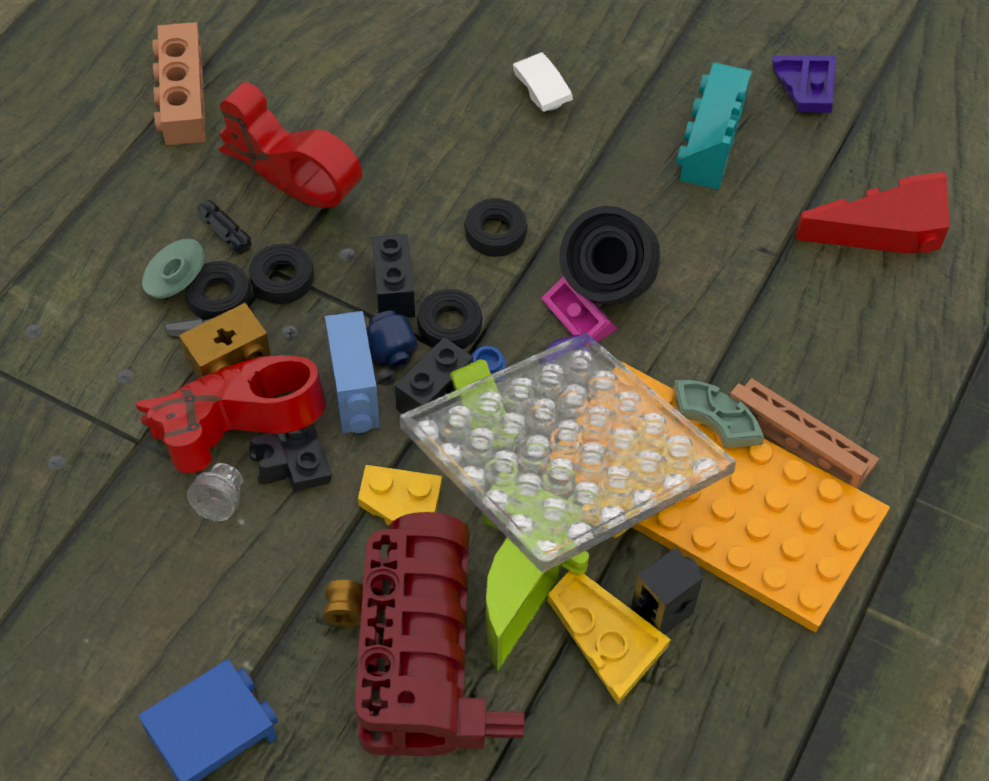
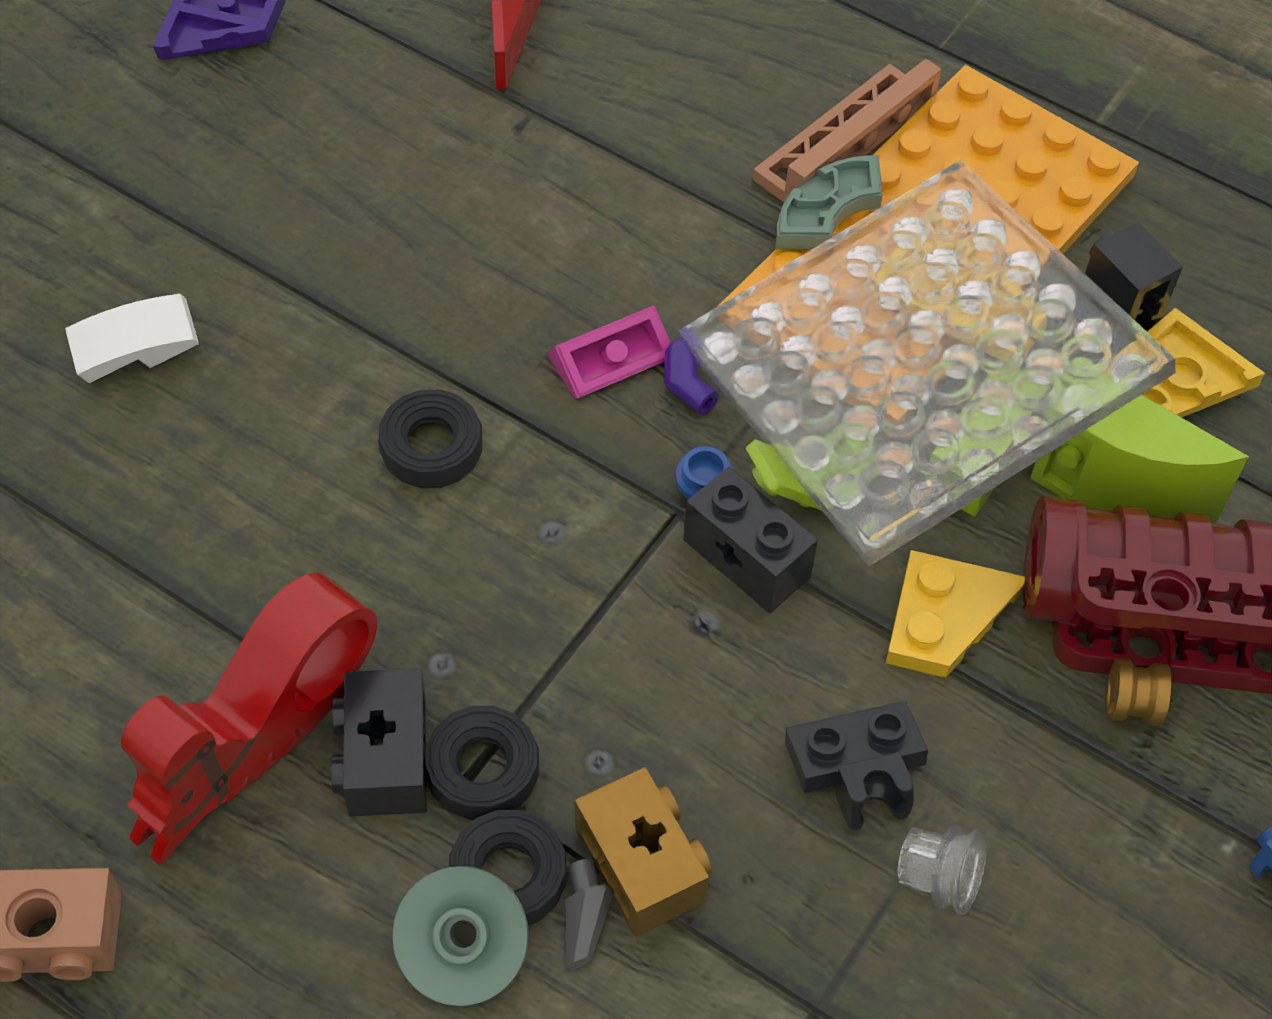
camera: 85 degrees left, 0 degrees up
(224, 226) = (356, 855): black axle -> none
(234, 399) = (775, 883): red animal -> none
(288, 221) = (384, 776): none -> black brick
(352, 372) = (740, 639): medium blue brick -> none
(391, 339) = (653, 596): dark blue head -> none
(393, 274) = (527, 581): black brick -> none
(455, 301) = (605, 550): black tyre -> none
(609, 255) = (565, 263): black piece -> none
(715, 125) = (291, 125): teal wedge -> none

